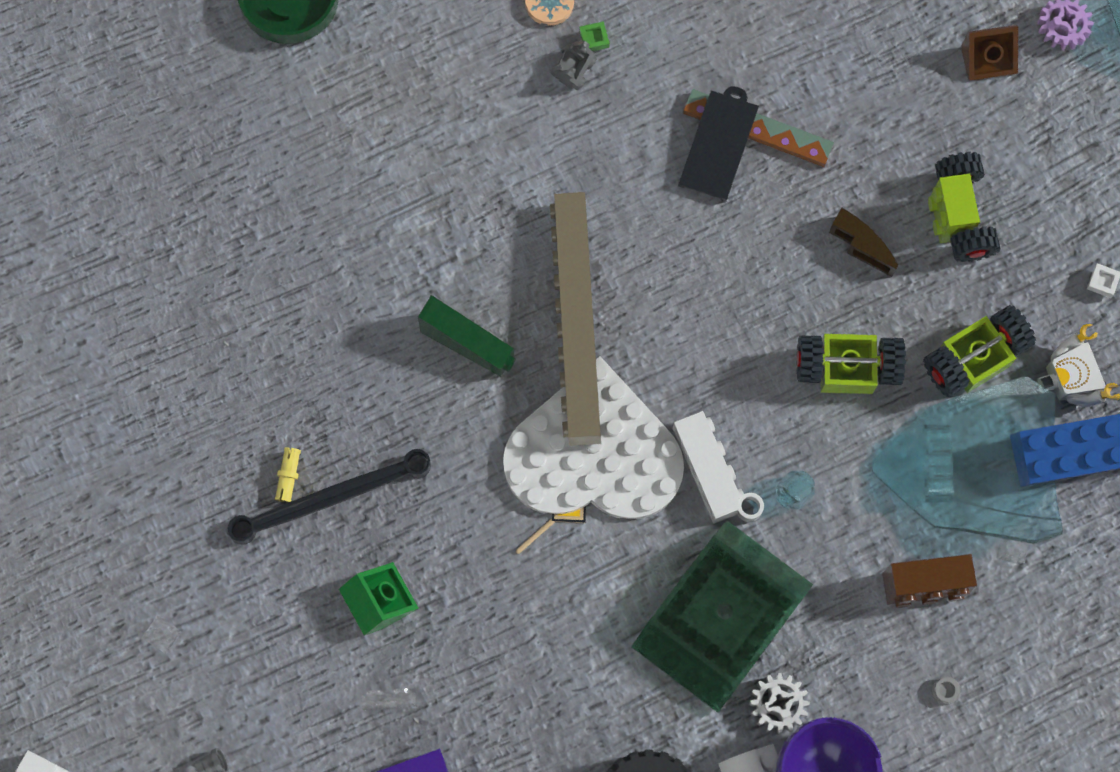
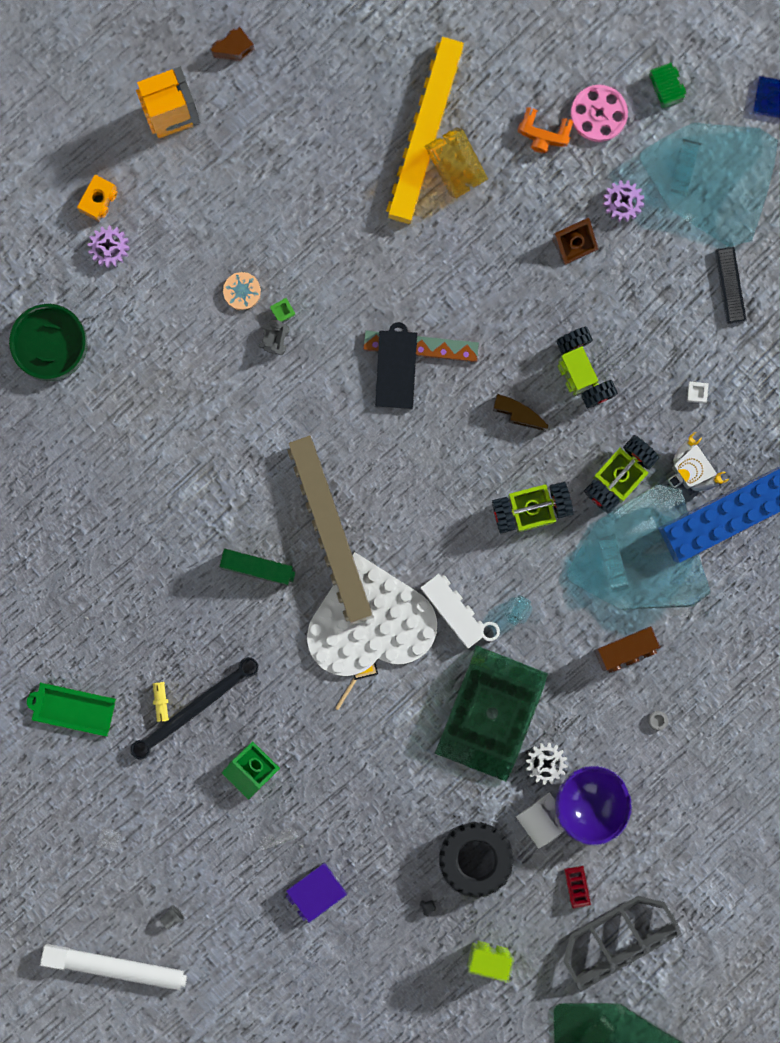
camera: 15 degrees left, 10 degrees up
(169, 452) = (72, 709): none -> green piece

